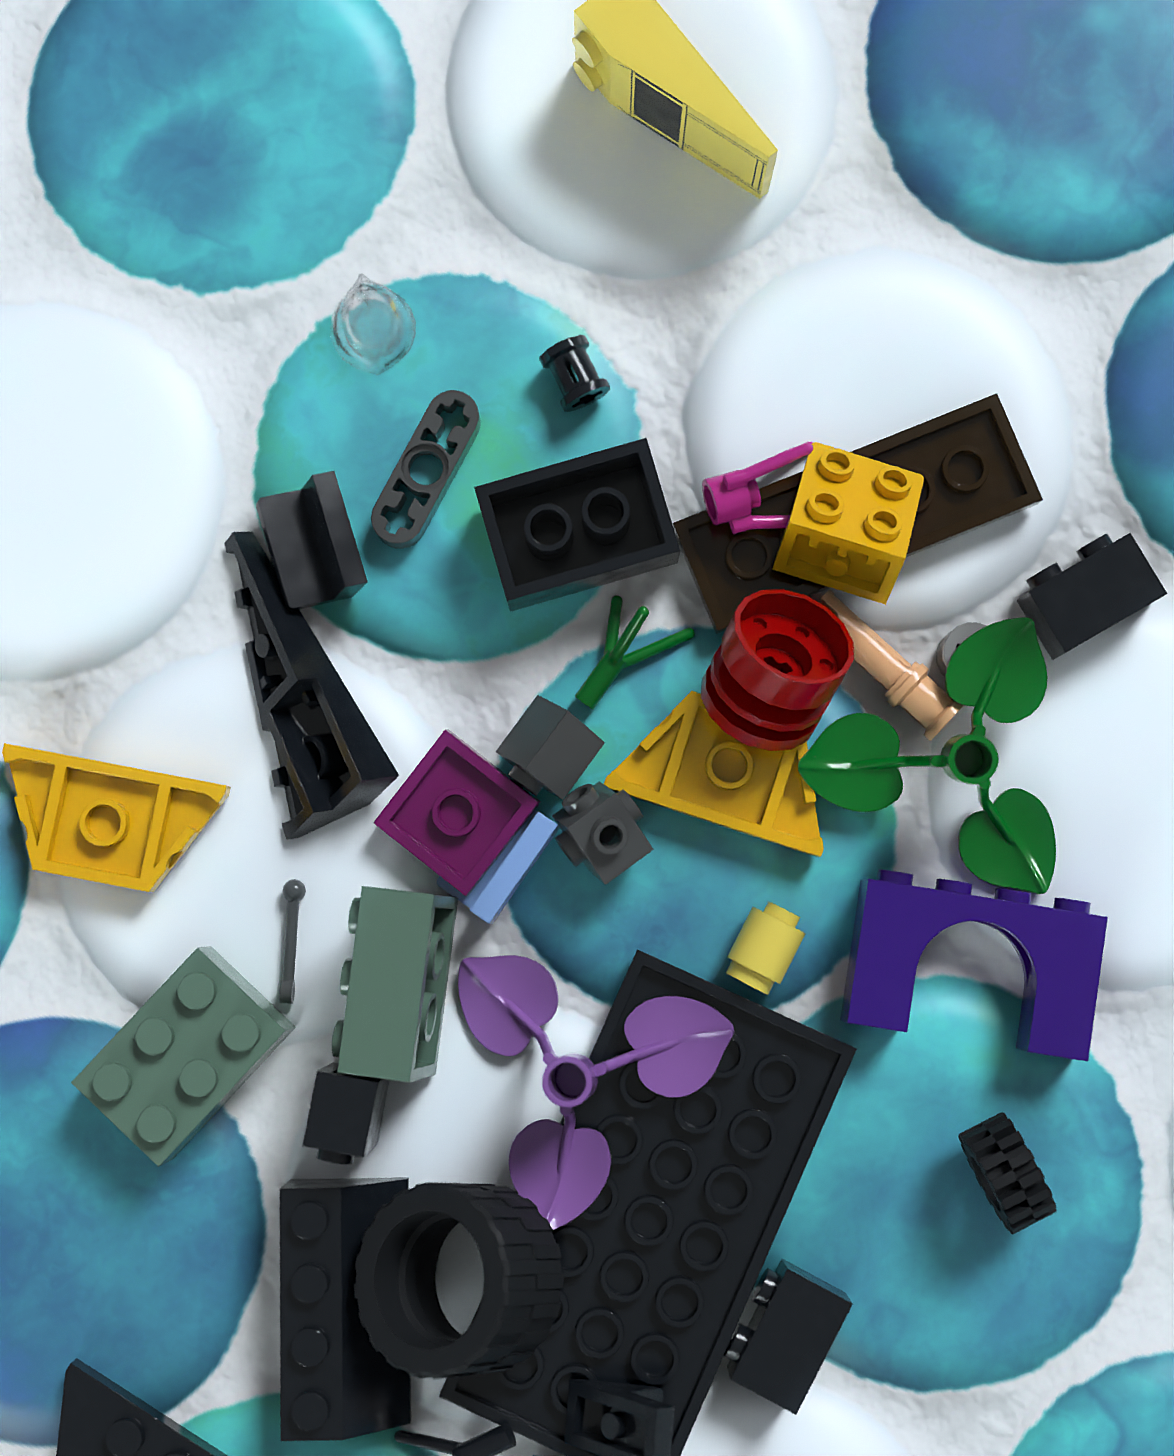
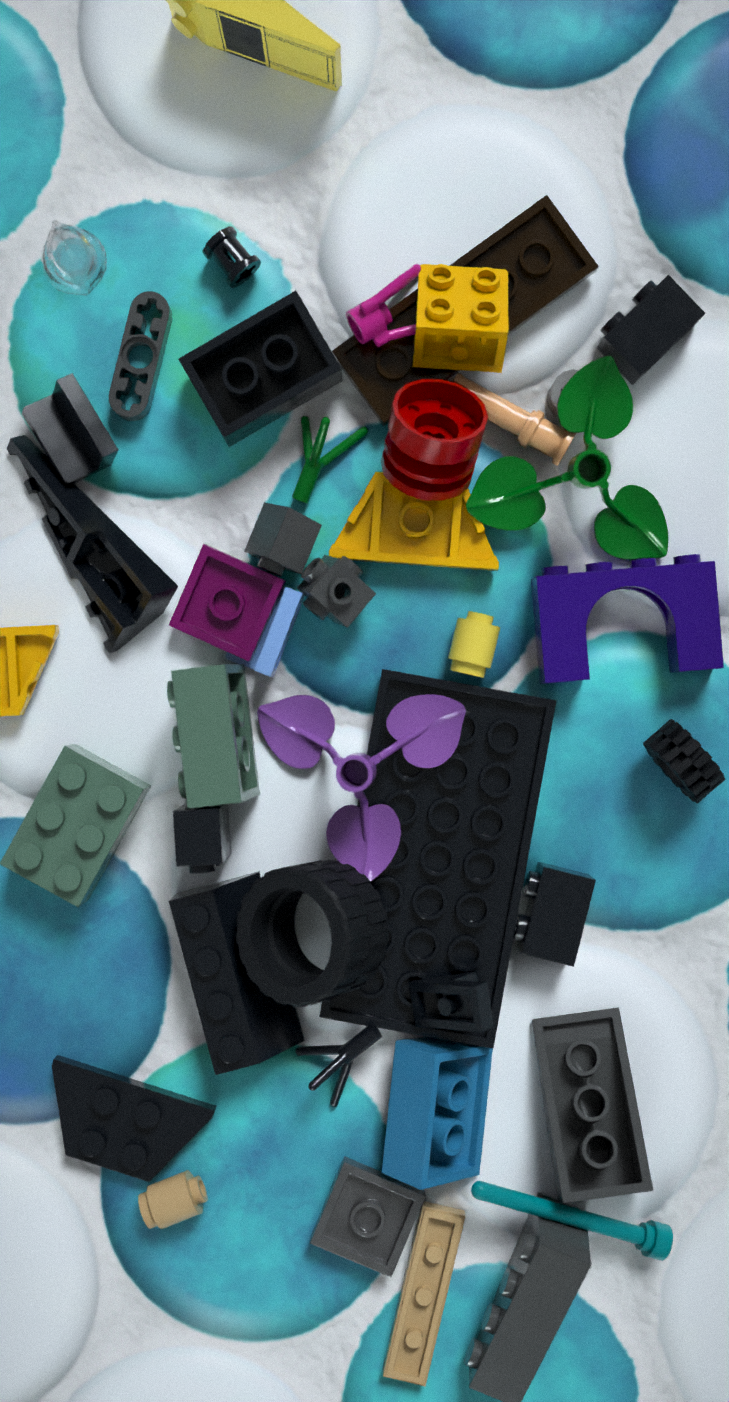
camera: 20 degrees left, 5 degrees up
(293, 892) = (124, 690): dark grey hinge -> none

